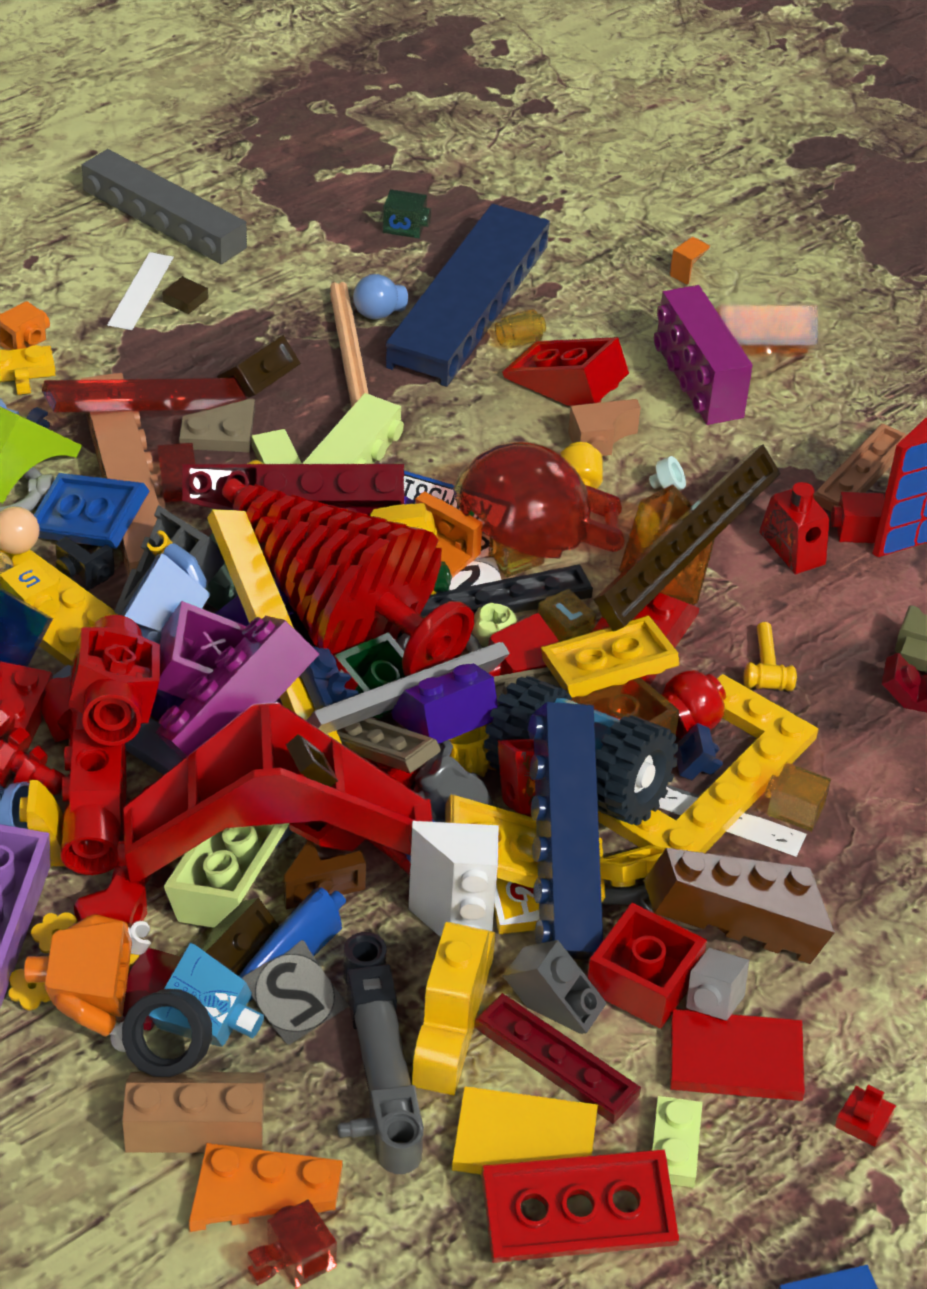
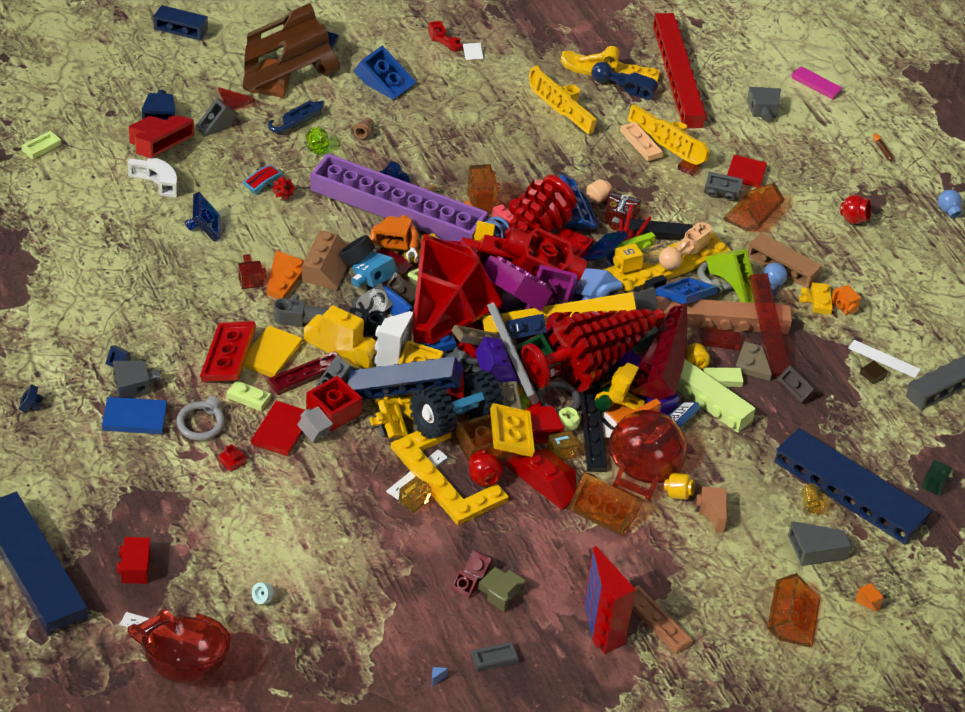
camera: 105 degrees right, 0 degrees up
(311, 761) = (437, 265): dark brown tile -> none
(348, 341) = (813, 426): light nougat axle -> none
(378, 297) = (850, 442): medium blue piece -> none
(571, 369) = (768, 508): red slope -> none
(617, 312) = (818, 544): none -> dark grey slope
(668, 473) = (662, 525): light aqua tile -> none
(686, 538) = (600, 498): dark brown plate -> none
(697, 753) = (458, 466): dark blue tile -> none
(703, 354) = (760, 560): magenta brick -> none
(742, 899) = (349, 443): reddish brown wedge -> none
(750, 1195) = (211, 406): none -> light grey piece
(767, 673) = (503, 515): yellow piece -> none
(797, 528) = (608, 546): red torso -> none

